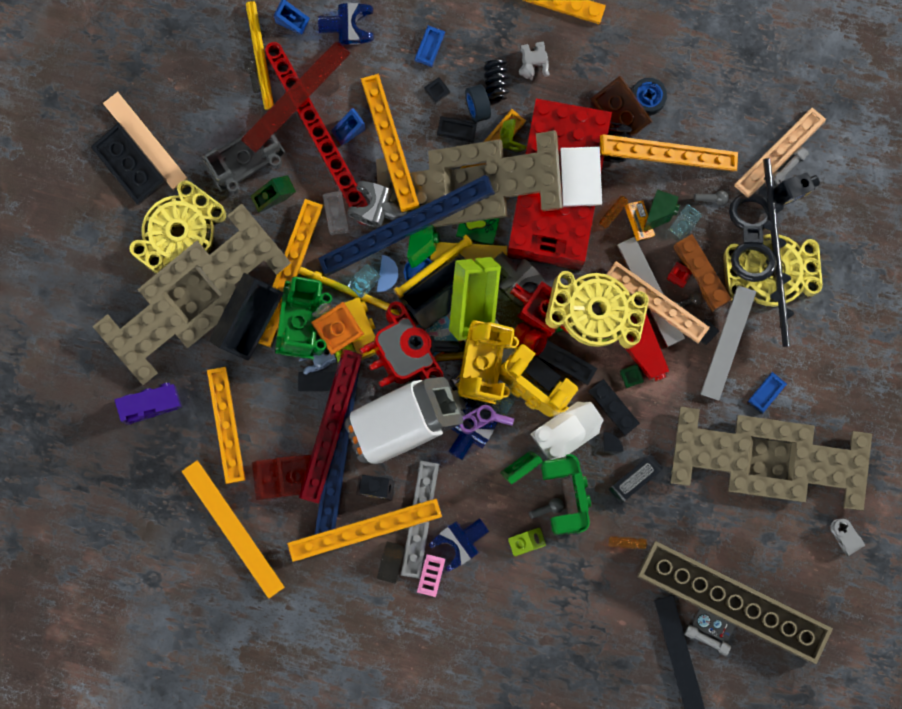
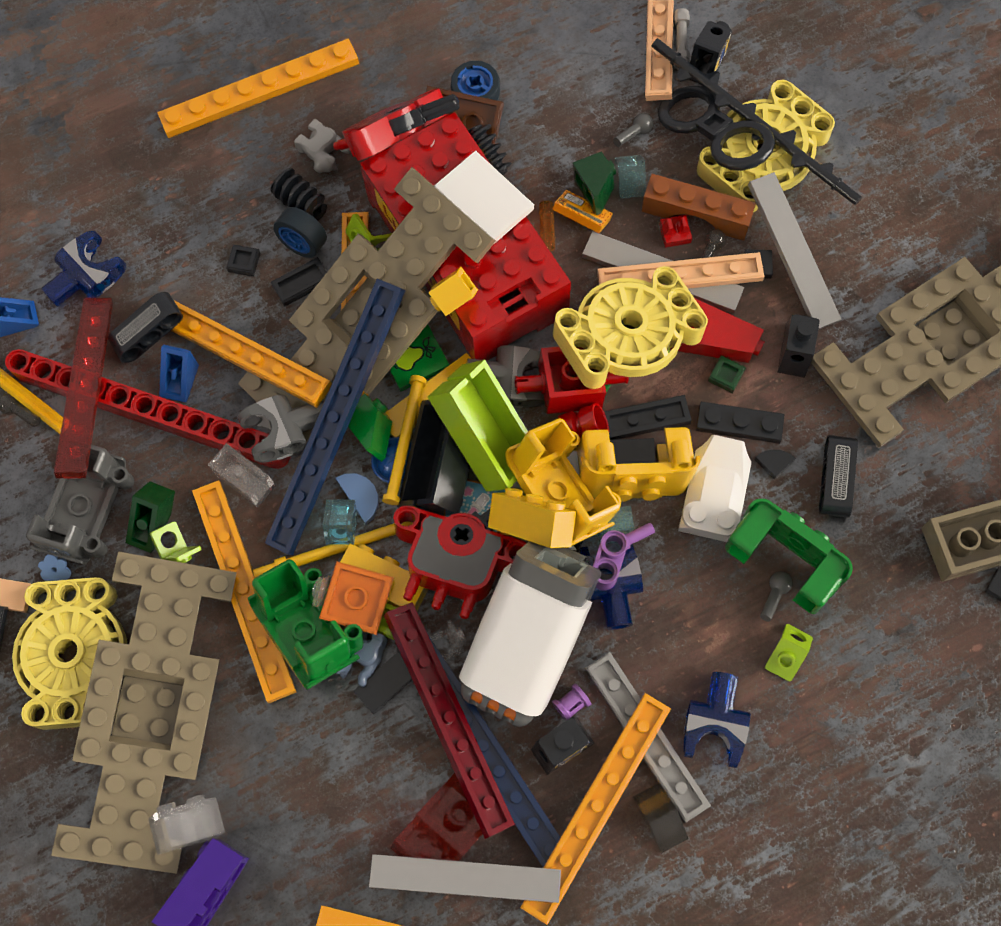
camera: 35 degrees left, 10 degrees down
(165, 366) = (186, 824): none -> clear brick
(204, 180) = (54, 568): none -> medium blue plant
(226, 425) = (313, 825): light orange plate -> none
(246, 316) = (234, 677): black piece -> none
(271, 226) = (179, 551): none -> lime bracket
(273, 507) = (465, 878): none -> light grey tile
(353, 87) = (145, 327): none -> black beam
(397, 471) = (571, 702): none -> medium lavender bush
(429, 46) = (195, 223): blue tile -> none
(441, 561) = (730, 785): bright pink slope -> none
(453, 366) = (532, 518): none -> yellow brick
(516, 216) = (452, 292): none -> yellow brick
(521, 467) = (707, 571): green tile -> none
(577, 87) = (395, 123): none -> red piece
(626, 542) = (896, 552): clear orange axle -> none
(668, 153) = (549, 113): light orange tile -> none
(680, 394) = (798, 339): none -> black torso
(767, 392) = (880, 270): blue tile -> none

